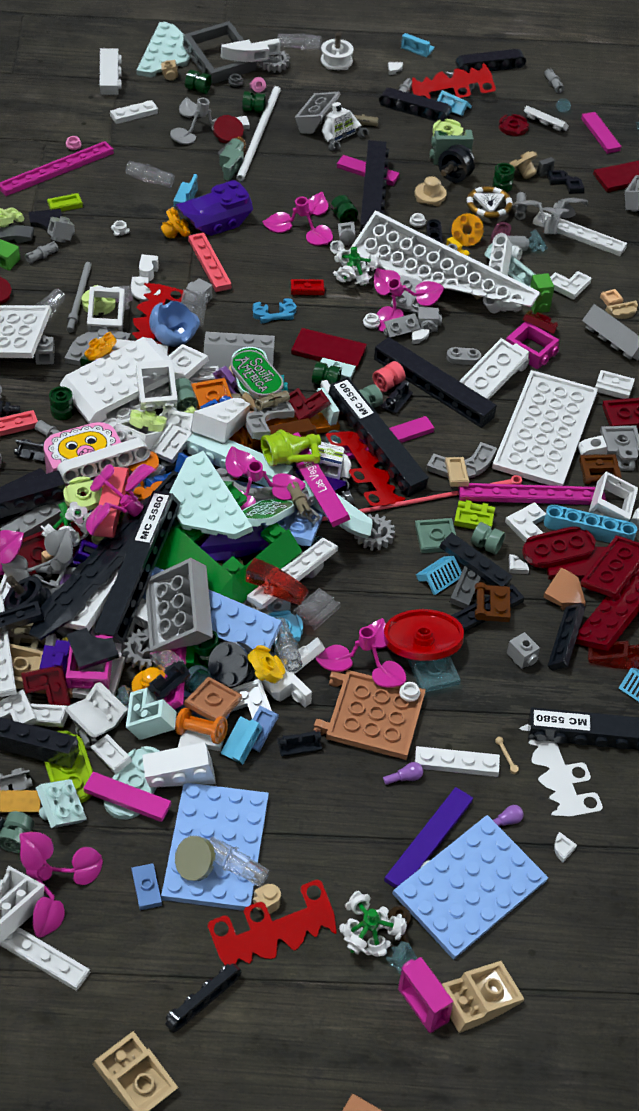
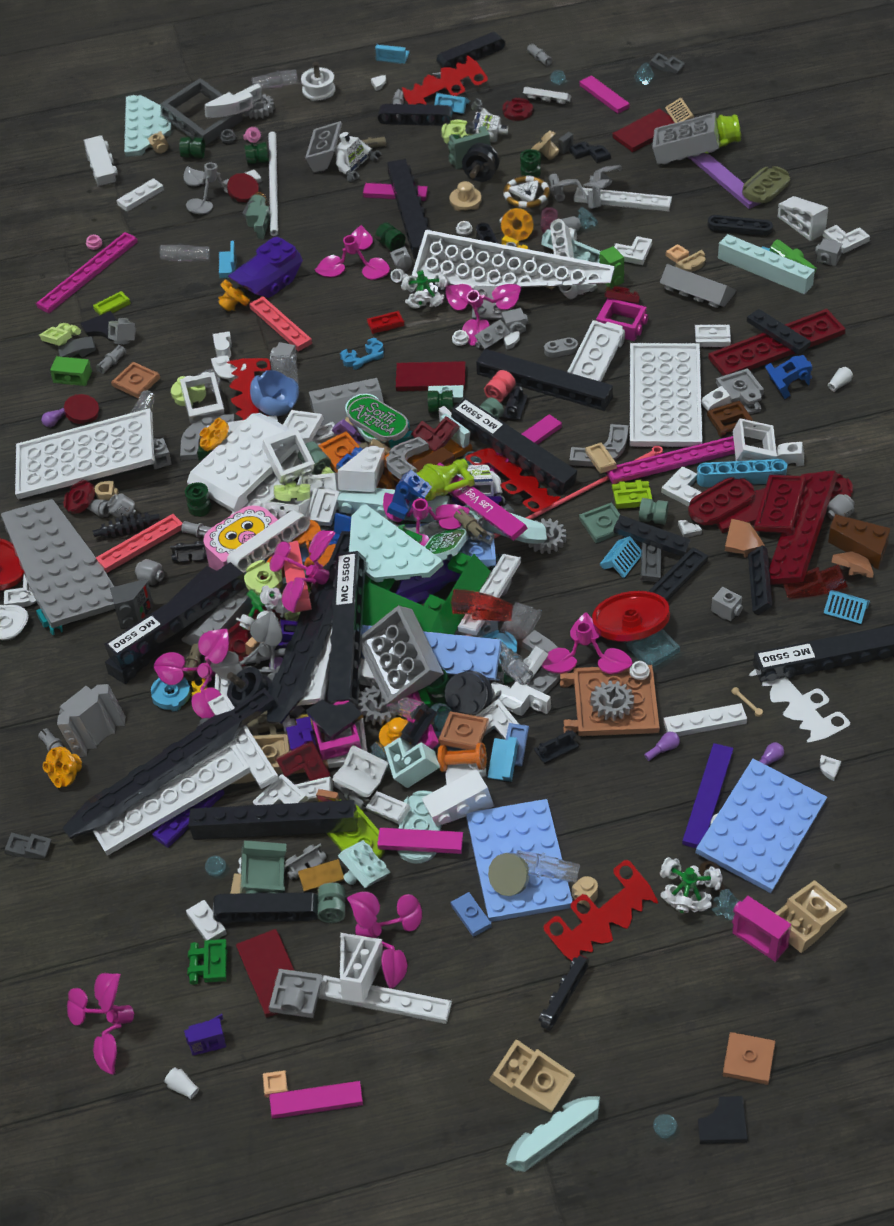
camera: 10 degrees left, 0 degrees up
(55, 276) = (135, 379): none -> nougat plate
(55, 725) = (325, 795): none -> nougat tile
(73, 316) = (170, 413): light grey bar -> none
(120, 228) = (177, 314): white plate -> none
(252, 446) = (410, 488): none -> blue tile
(266, 402) = (397, 443): dark tan pin -> none
(266, 665) = (503, 685): yellow plate -> none
(315, 674) = (543, 680): none -> light grey plate
(370, 713) = (612, 700): none -> light grey gear
(480, 130) = (484, 118): none -> torso
(499, 603) = (687, 566): reddish brown plate -> none

